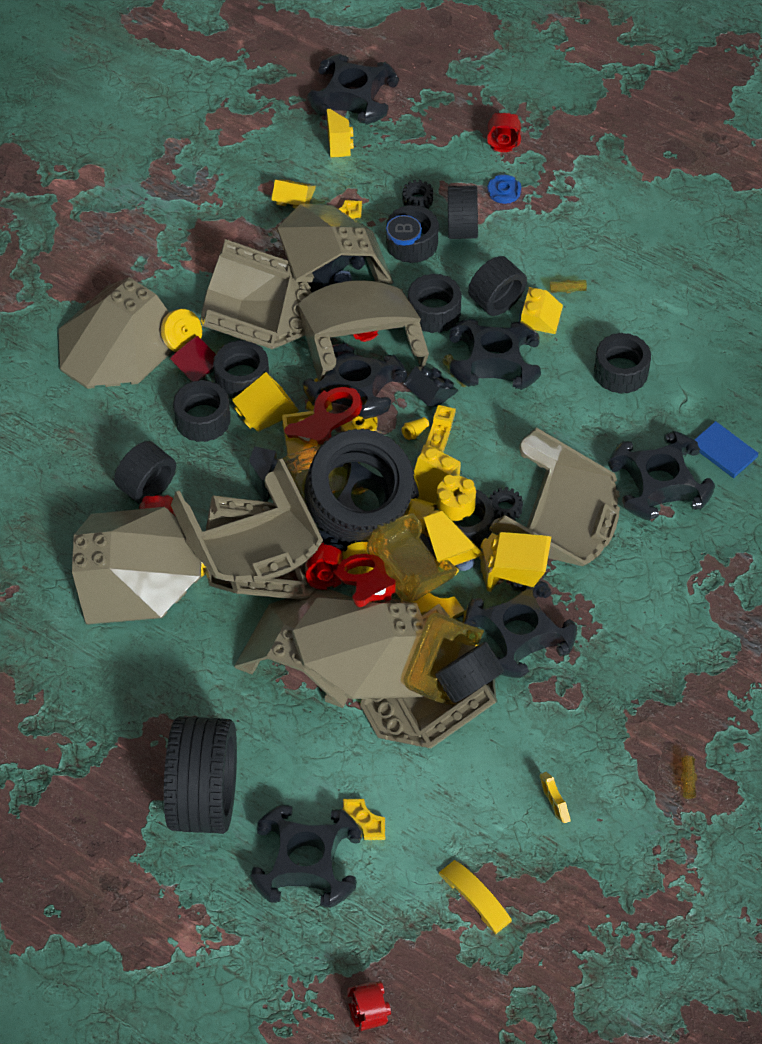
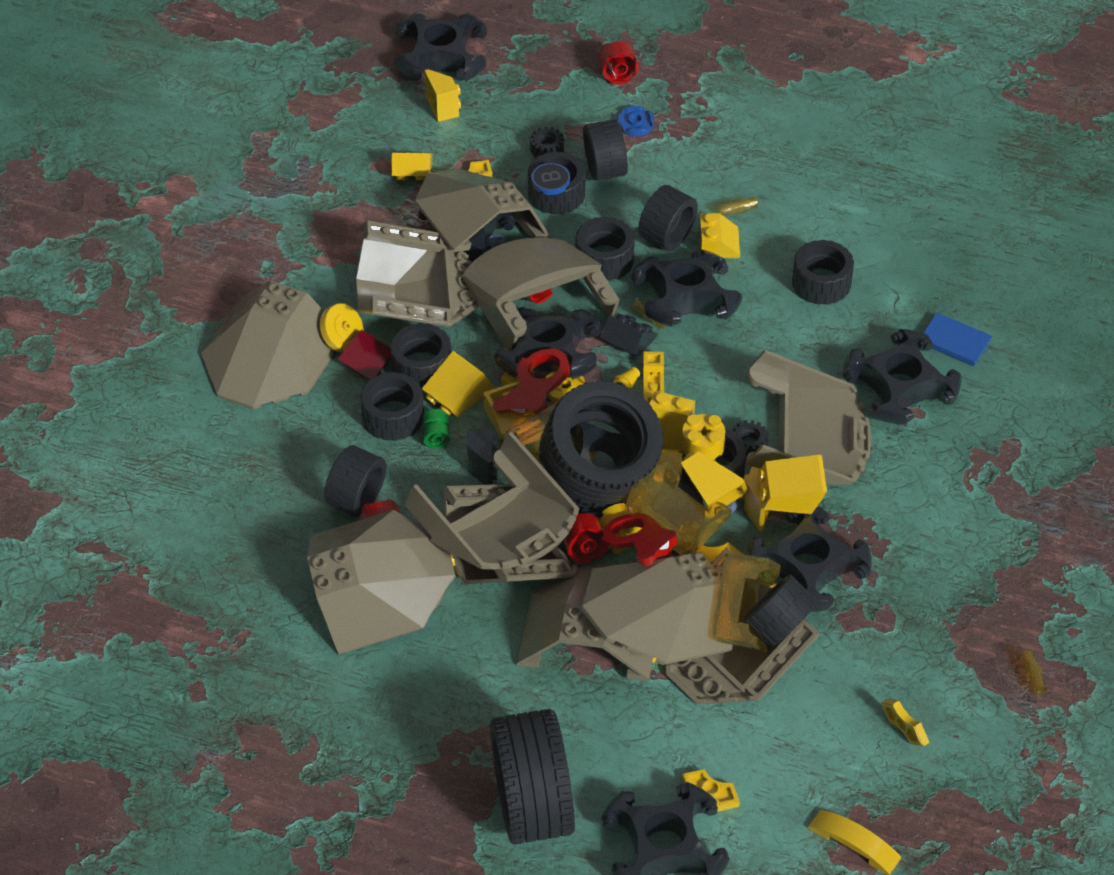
camera: 15 degrees left, 5 degrees down
(233, 438) = (436, 428): none -> green wheel

